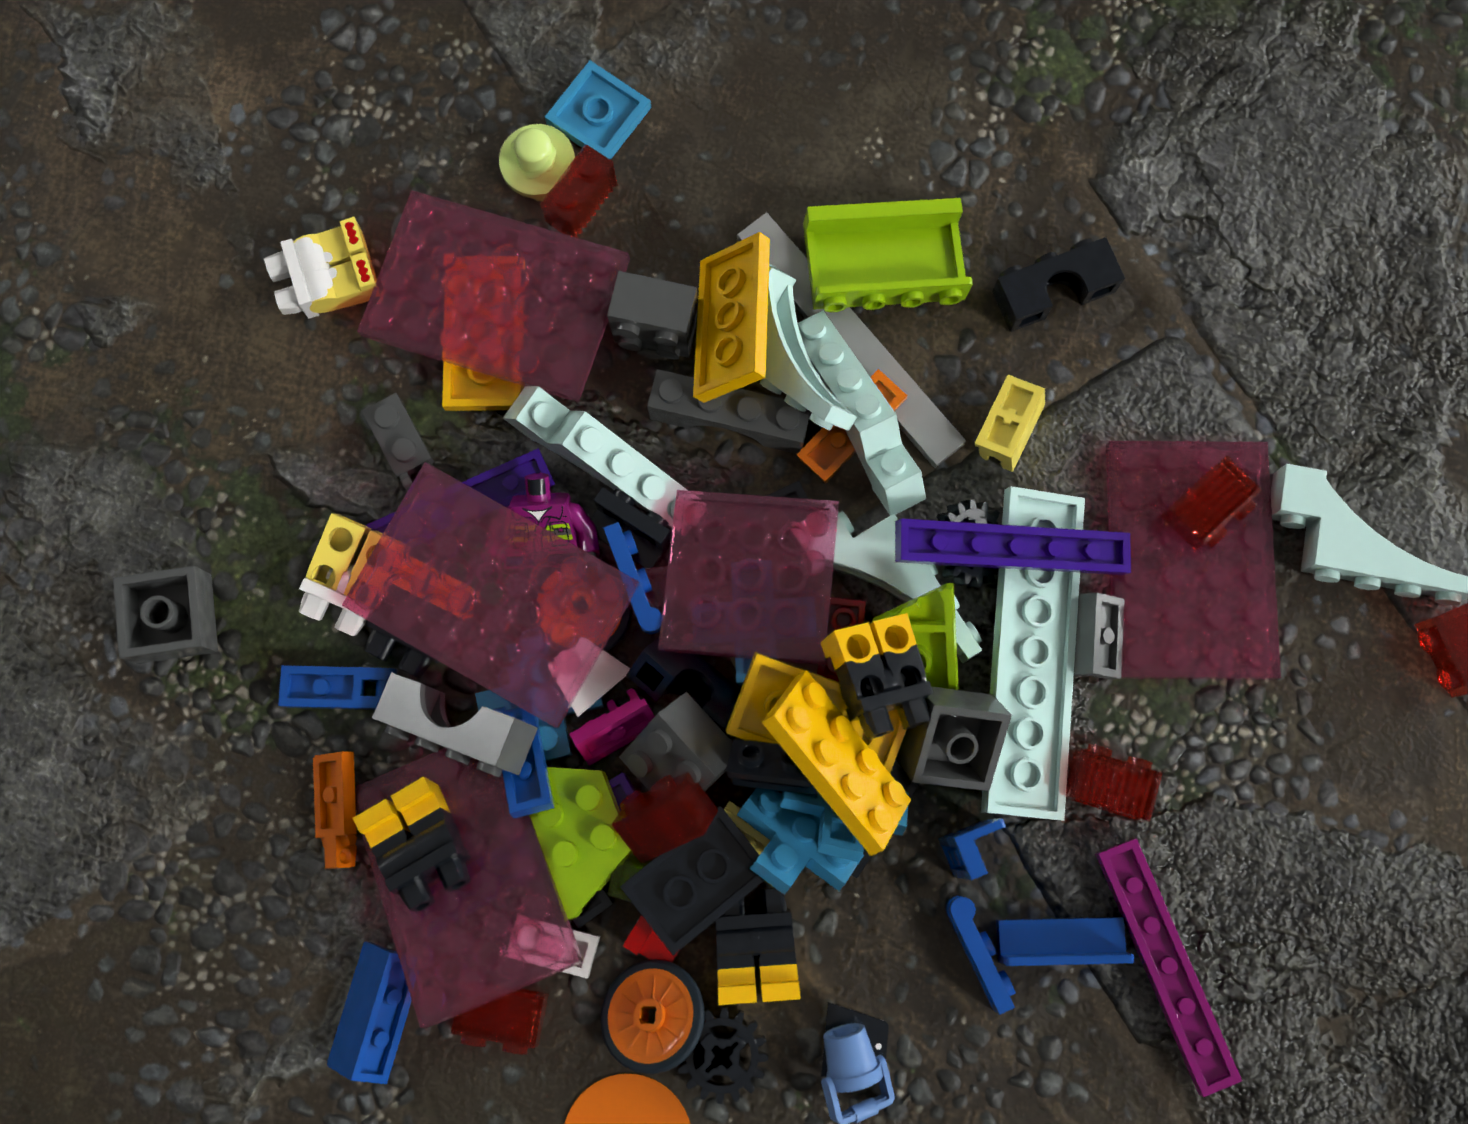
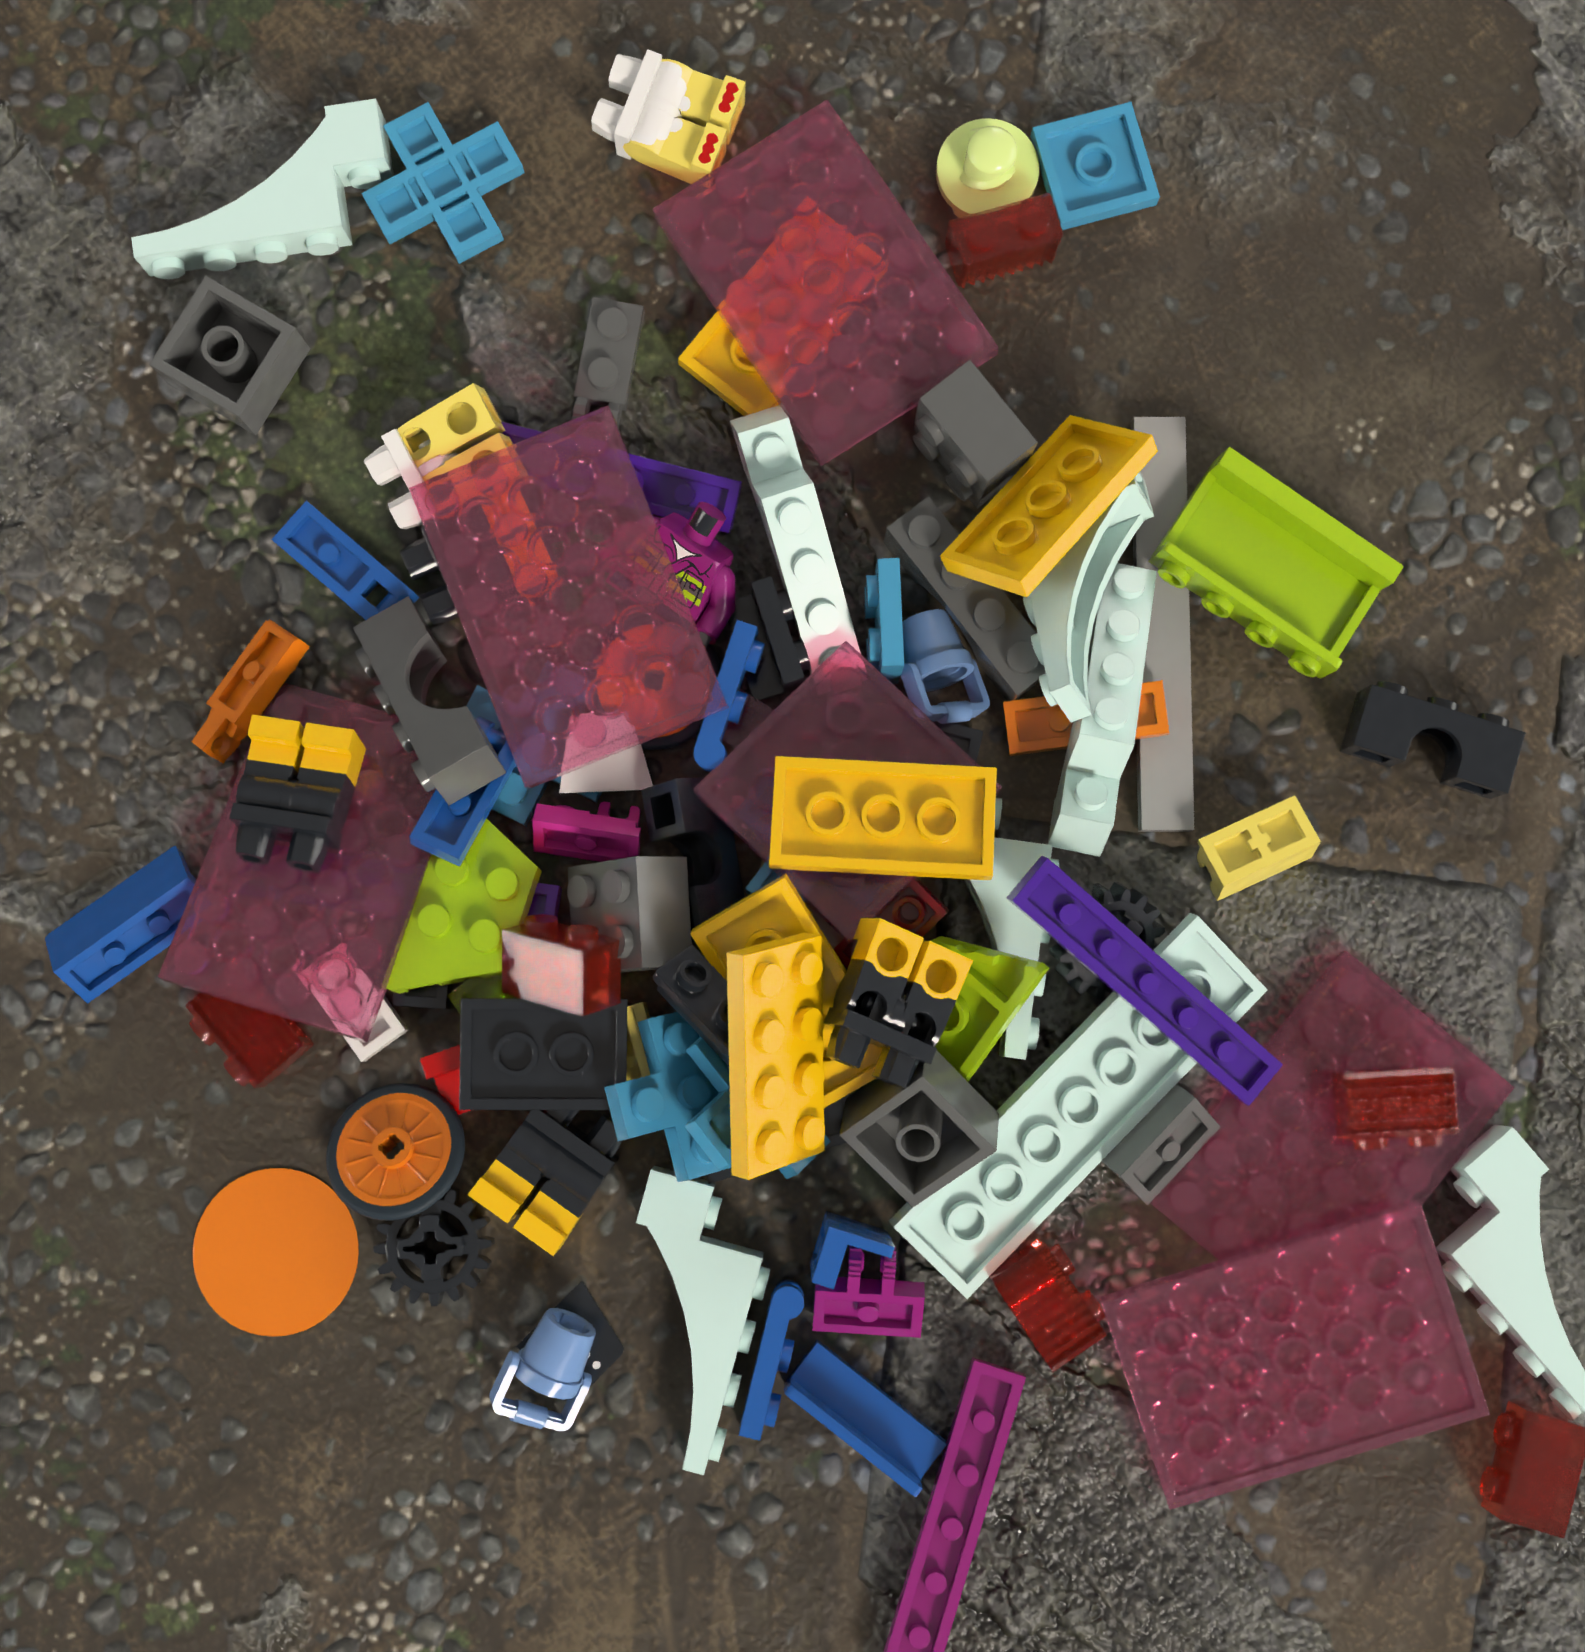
camera: 35 degrees right, 5 degrees up
(133, 503) = (289, 212): none -> light aqua arch
(216, 413) = (443, 182): none -> dark azure plate
(683, 452) = (884, 604): none -> dark azure plate
(738, 461) = (937, 660): none -> medium blue piece
(785, 573) = (883, 818): none -> yellow plate
(915, 940) = (715, 1292): none -> light aqua arch
(1011, 871) = (870, 1304): none -> magenta hinge
(1276, 696) = (1294, 1354): none -> clear pink plate

